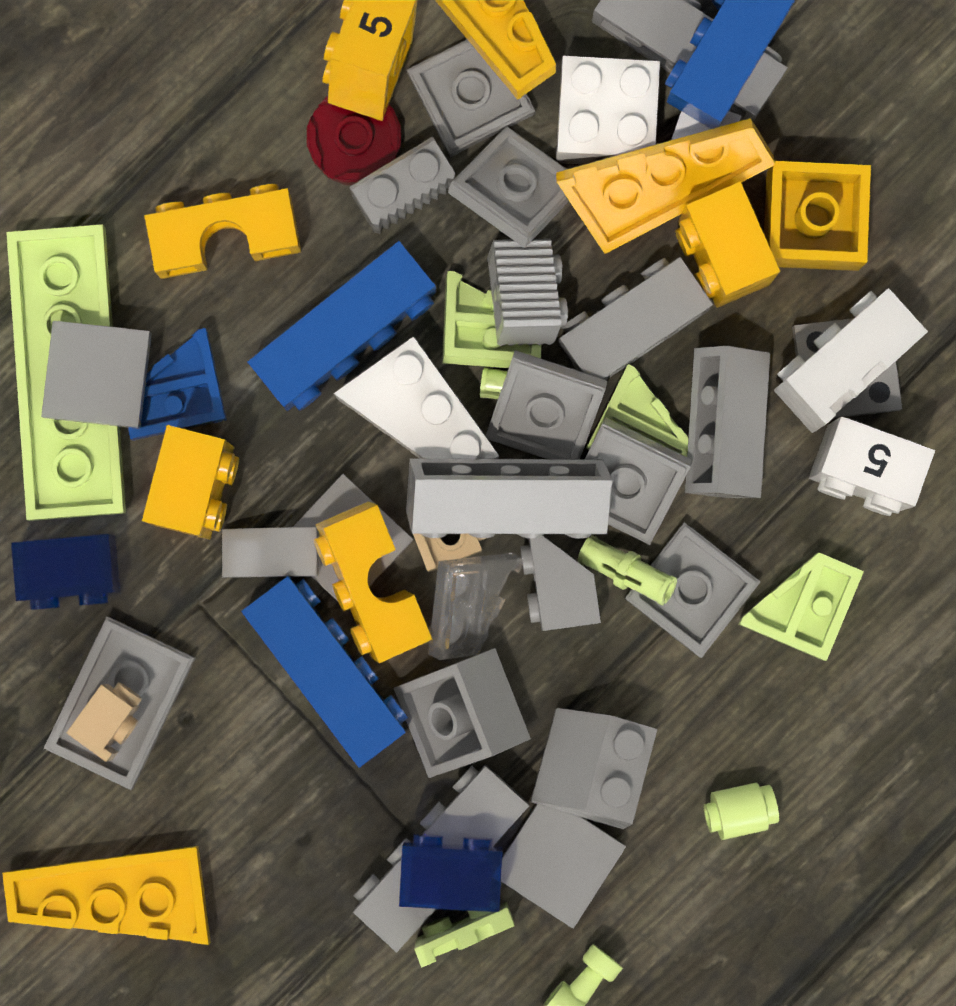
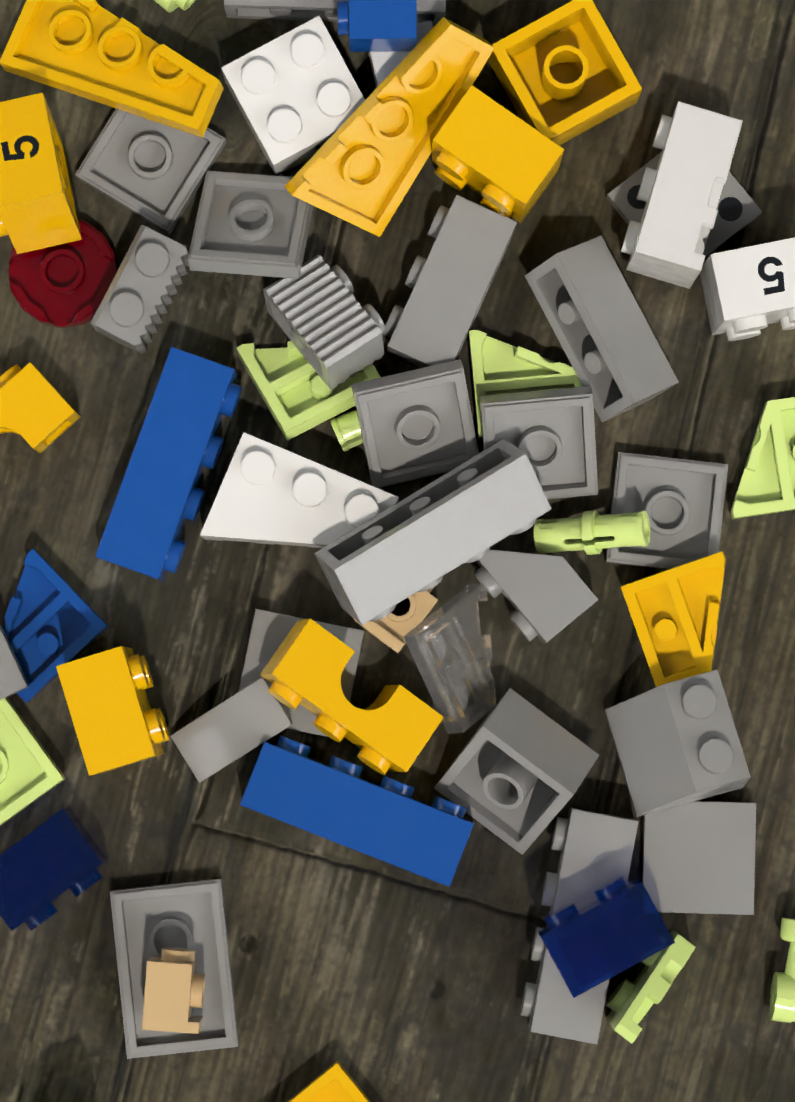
camera: 30 degrees left, 0 degrees up
(653, 672) = (678, 617): none -> yellow wing

